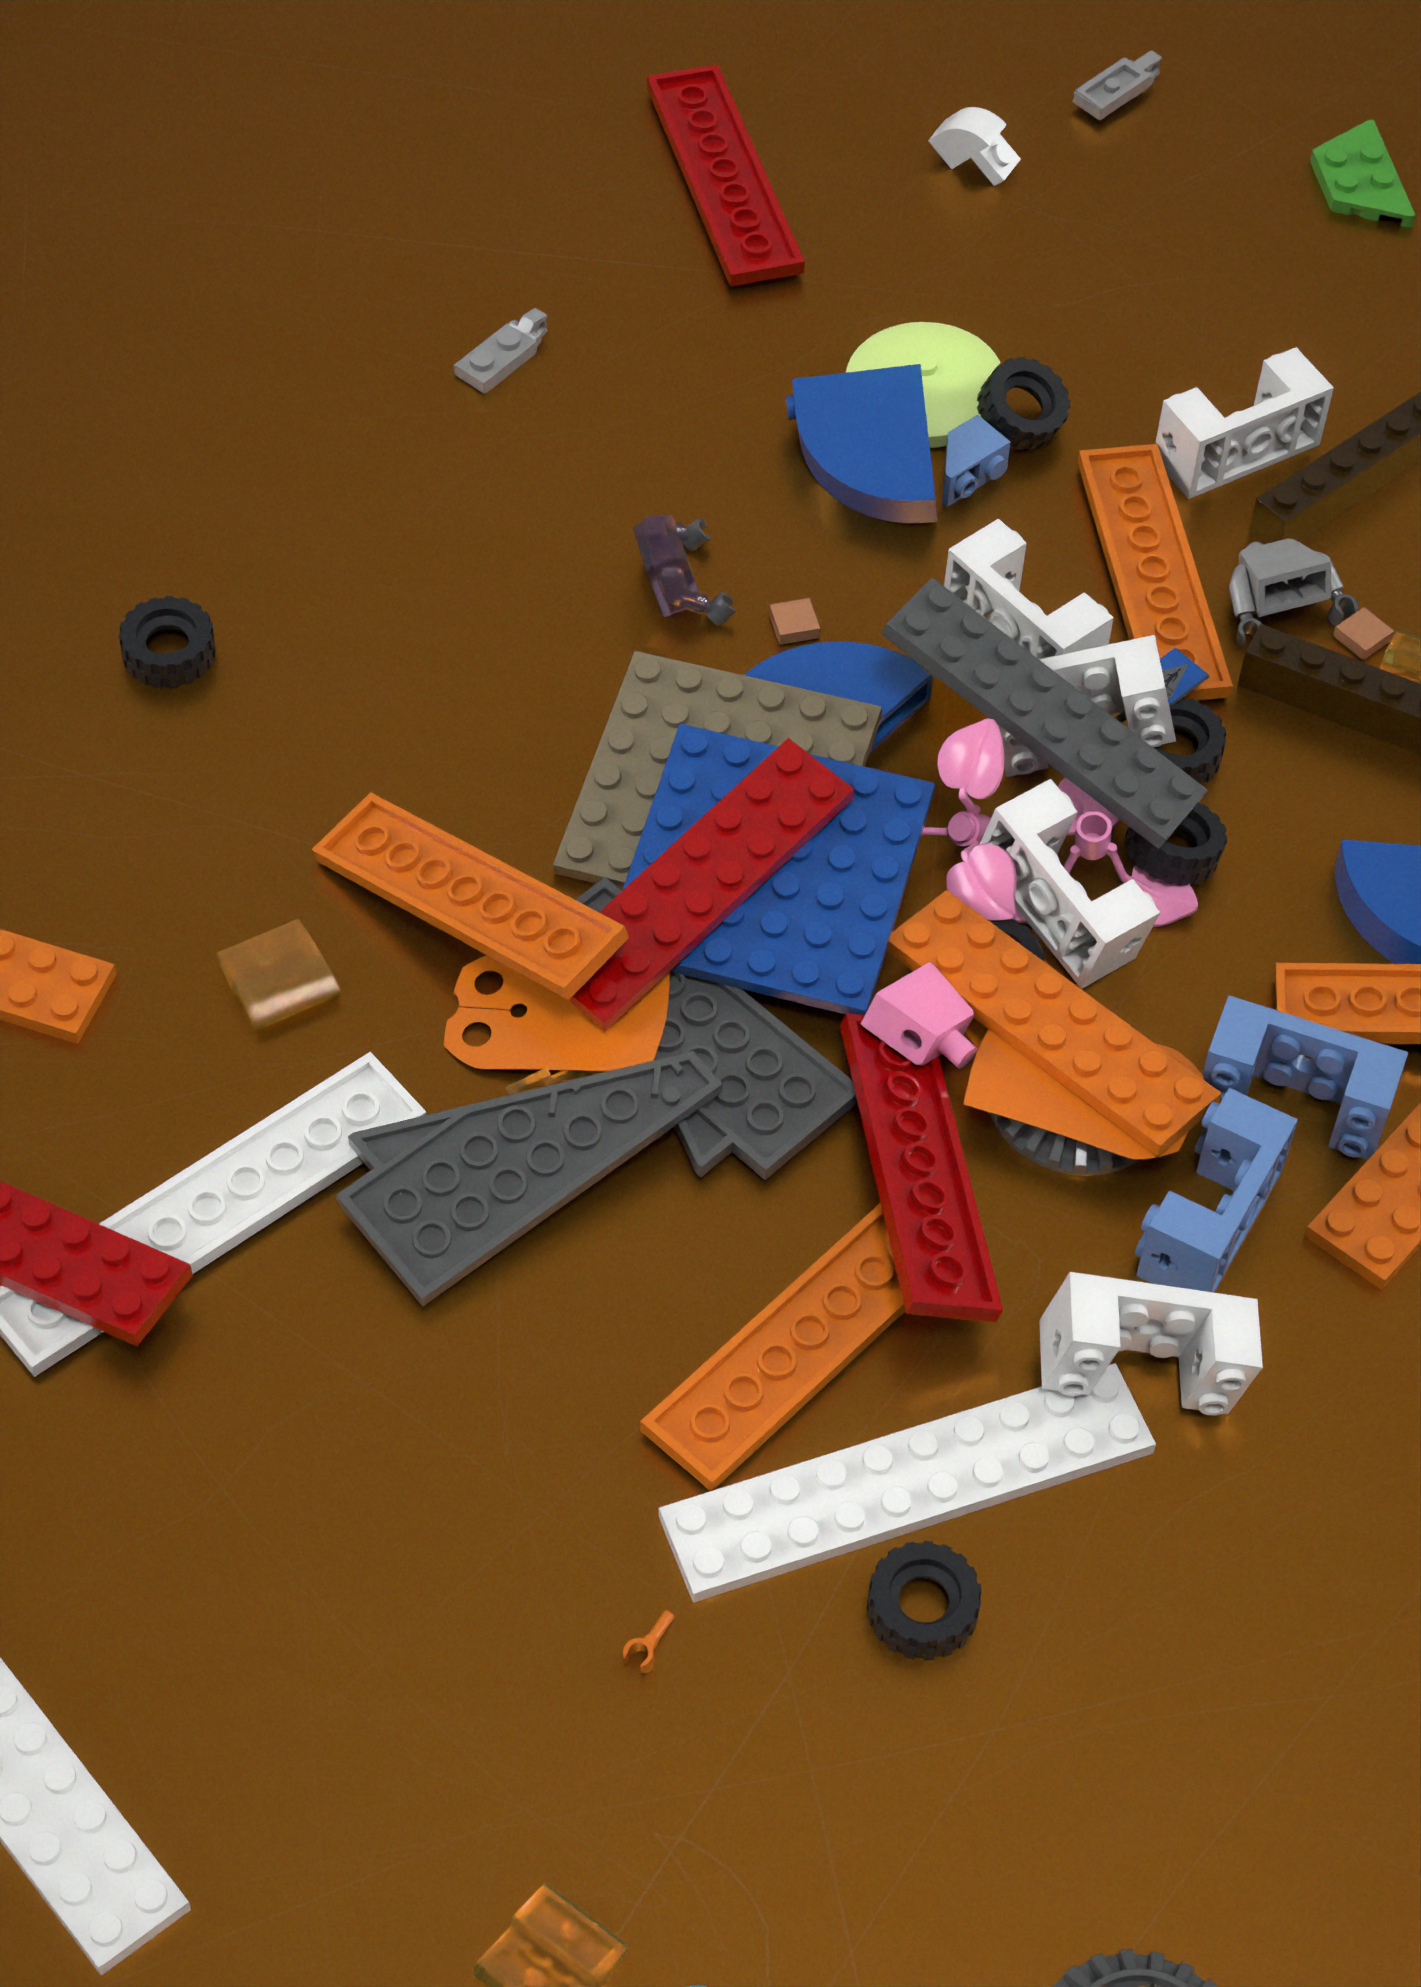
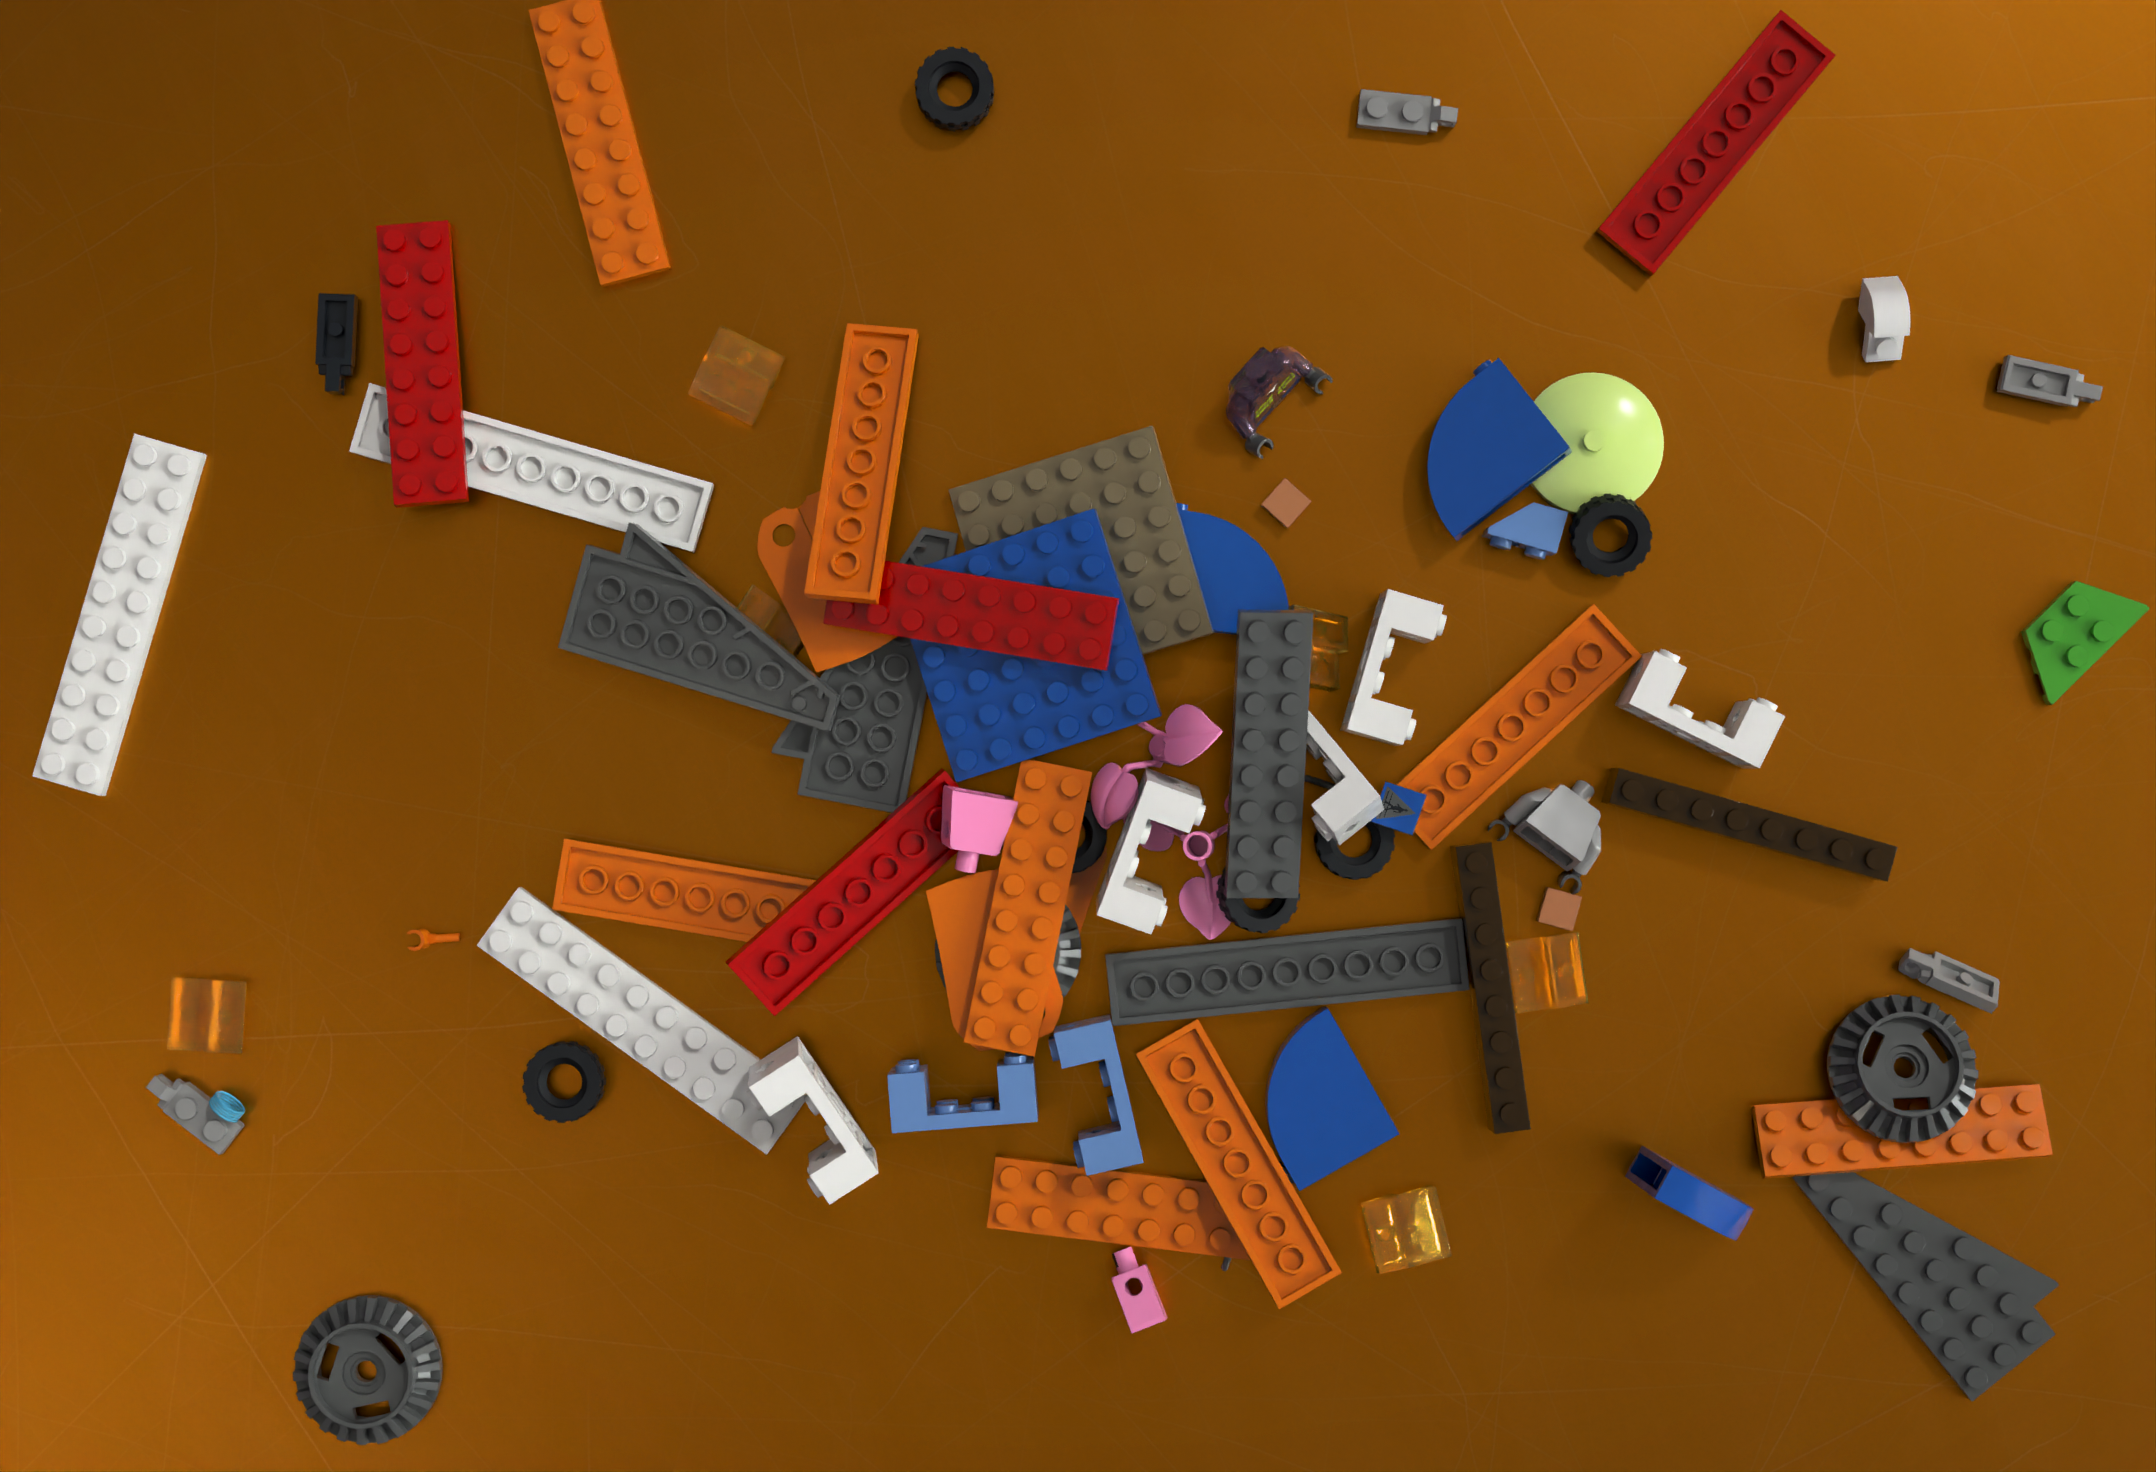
camera: 55 degrees right, 35 degrees up
(1274, 868) = (1287, 971): none -> dark grey plate

